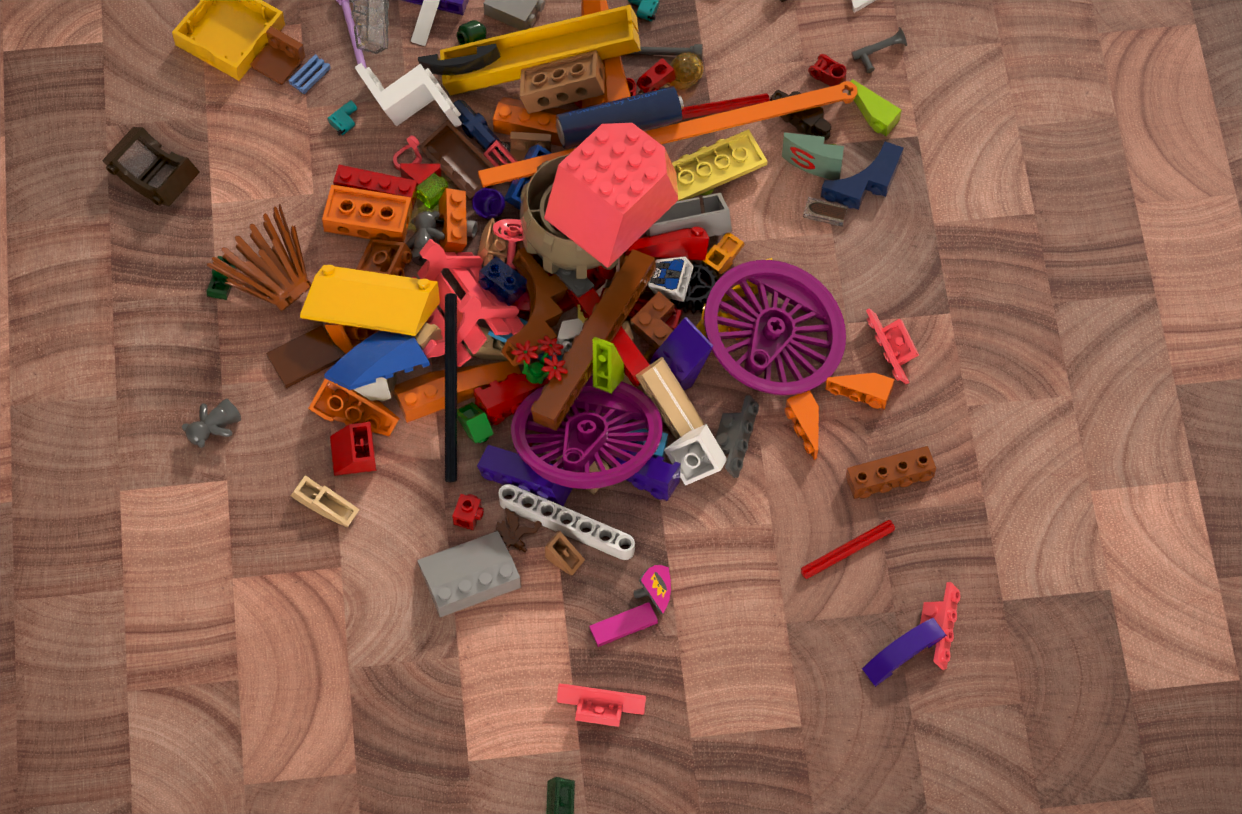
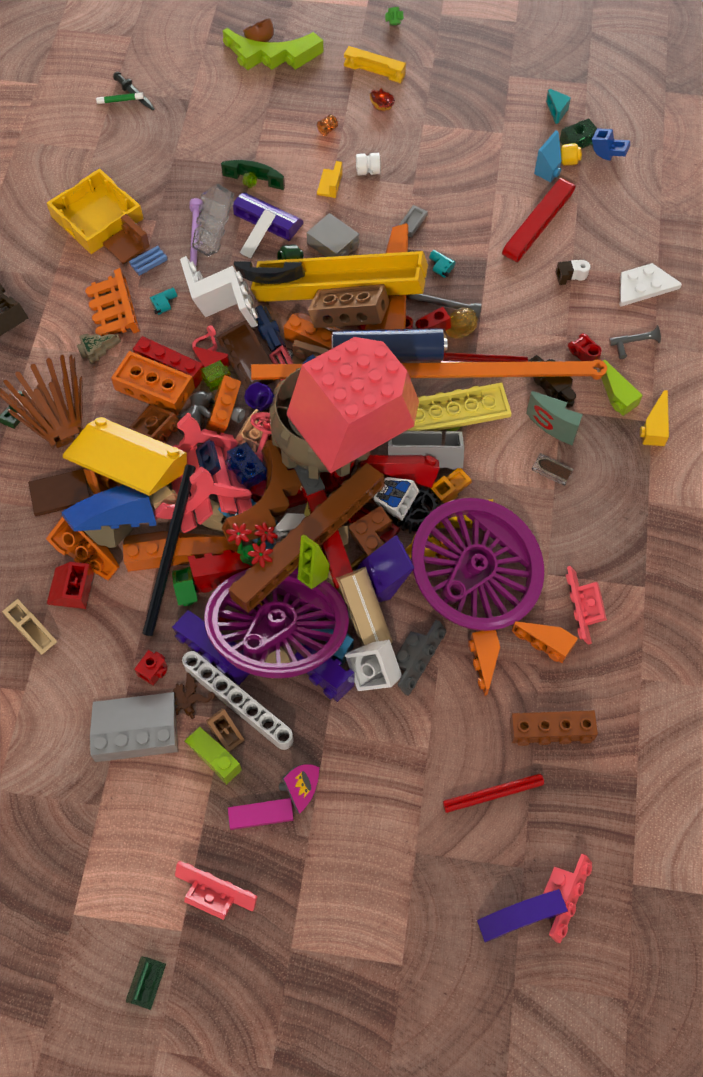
camera: 15 degrees right, 0 degrees up
(286, 187) = (96, 345): none -> dark tan rock
(297, 140) = (118, 310): none -> orange fence
(459, 281) = (208, 457): none -> dark blue panel
(560, 580) = (214, 755): none -> lime slope
(875, 178) = (604, 450): dark blue arch -> none
(923, 141) = (656, 426): none -> yellow slope

